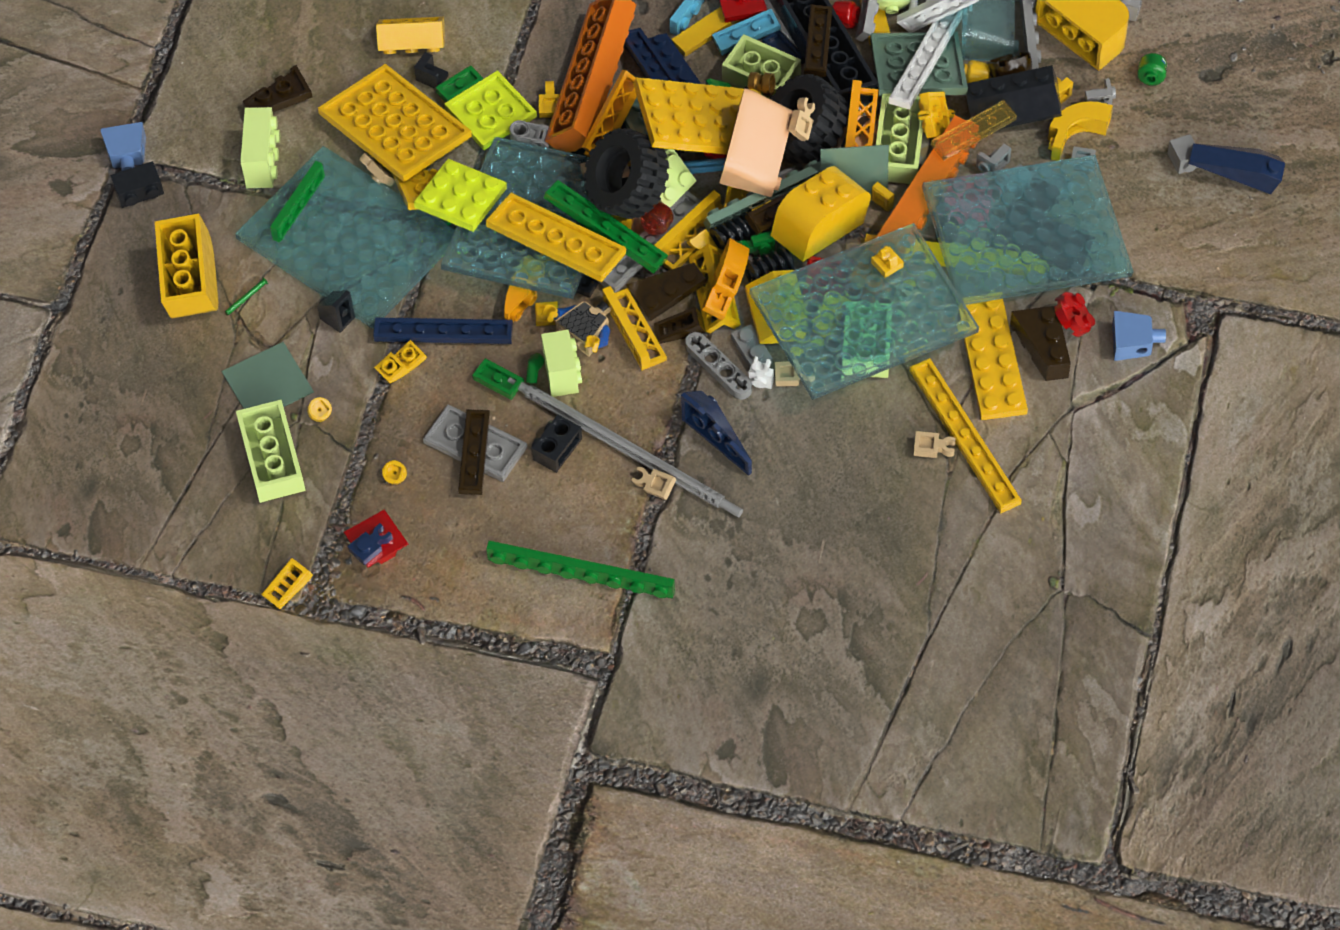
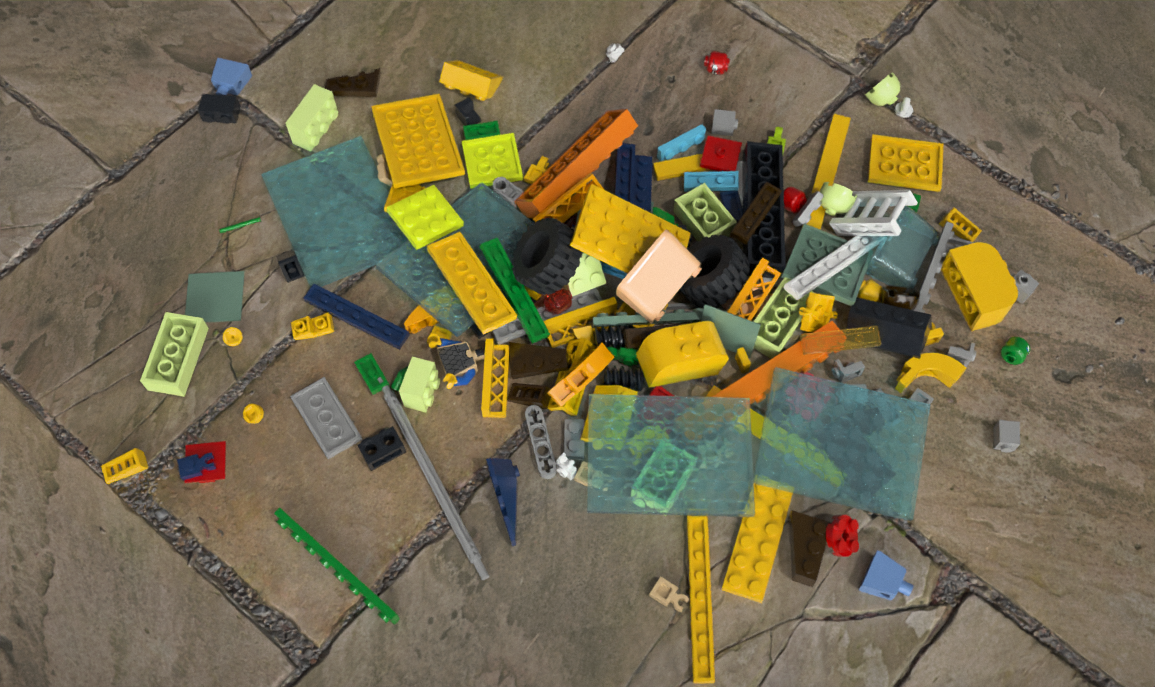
camera: 25 degrees right, 5 degrees up
(186, 266) = (202, 185): yellow brick -> none
(297, 201) = (312, 169): green tile -> none
(474, 452) = (317, 426): dark brown tile -> none
(656, 484) = (436, 519): tan plate -> none
(762, 83) = (695, 228): pearl gold wheel -> none
(800, 121) = (701, 273): tan plate -> none
(887, 261) = (709, 422): yellow tile -> none
(1240, 164) = (1053, 469): dark blue wedge -> none

